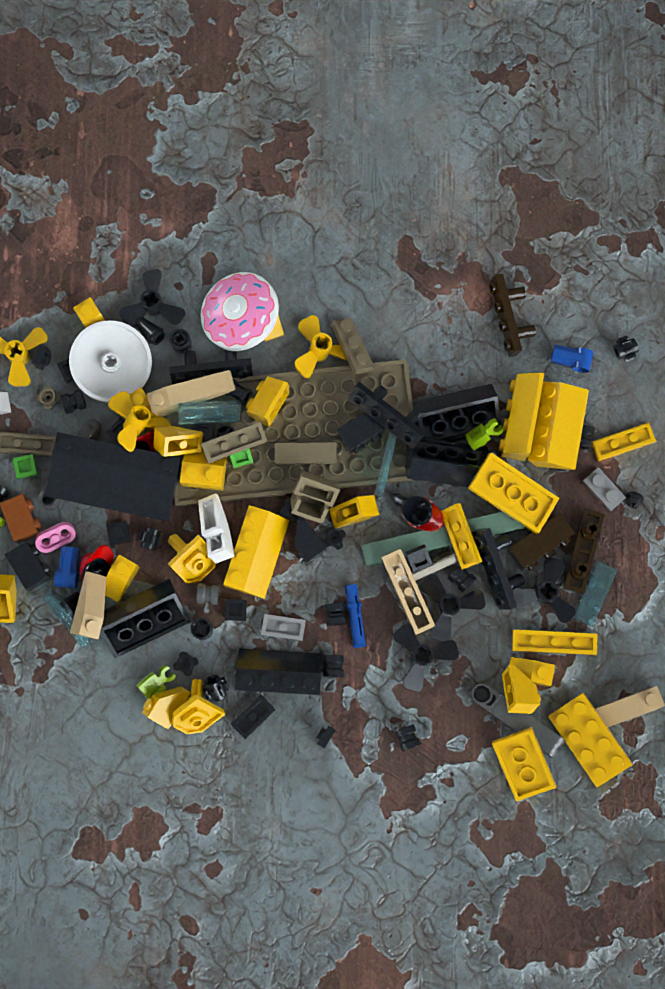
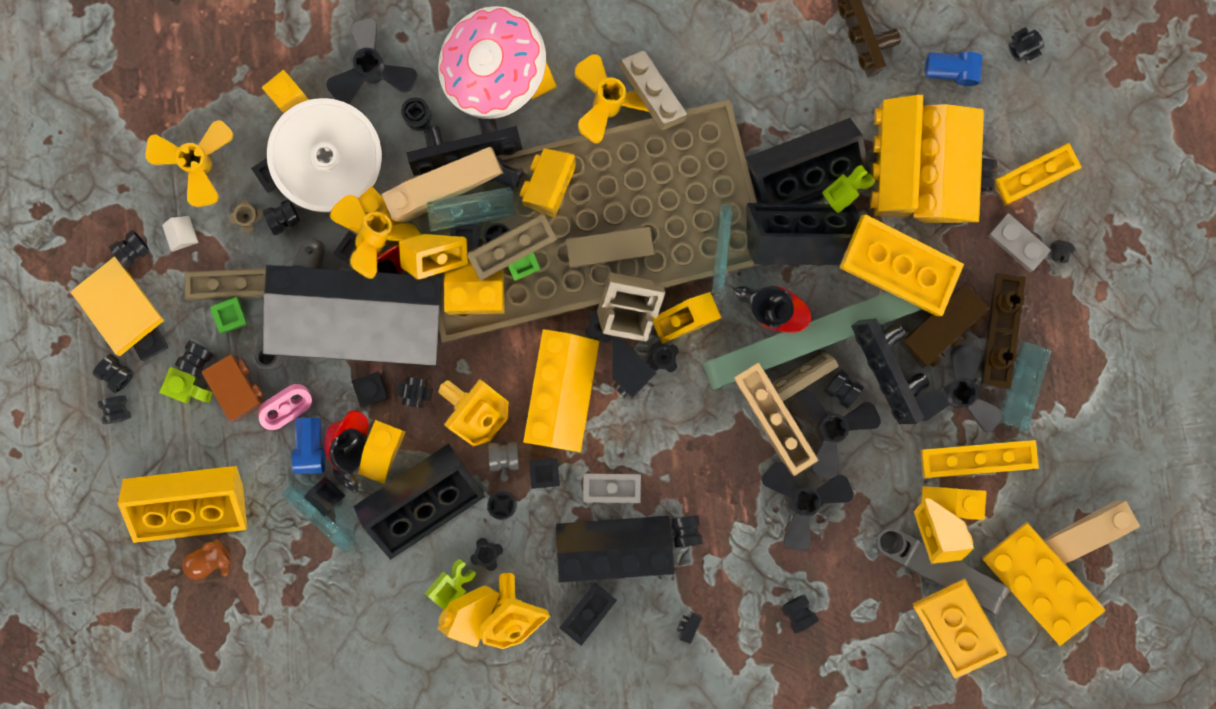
camera: 10 degrees left, 5 degrees up
(28, 566) = (254, 451): black brick -> none
(42, 357) = (229, 161): black plate -> none
(90, 607) = (347, 498): tan slope -> none
(151, 332) = (374, 106): black cone -> none
(215, 529) = (502, 367): white slope -> none
(215, 688) = (532, 582): black gear -> none
(335, 614) = (679, 460): black wheel -> none
(355, 618) = (703, 448): blue pin -> none
(359, 433) = (681, 208): black brick -> none
(383, 413) = (715, 182): black plate -> none
(419, 558) = (783, 371): black plate -> none
(461, 536) = (837, 334): yellow tile -> none

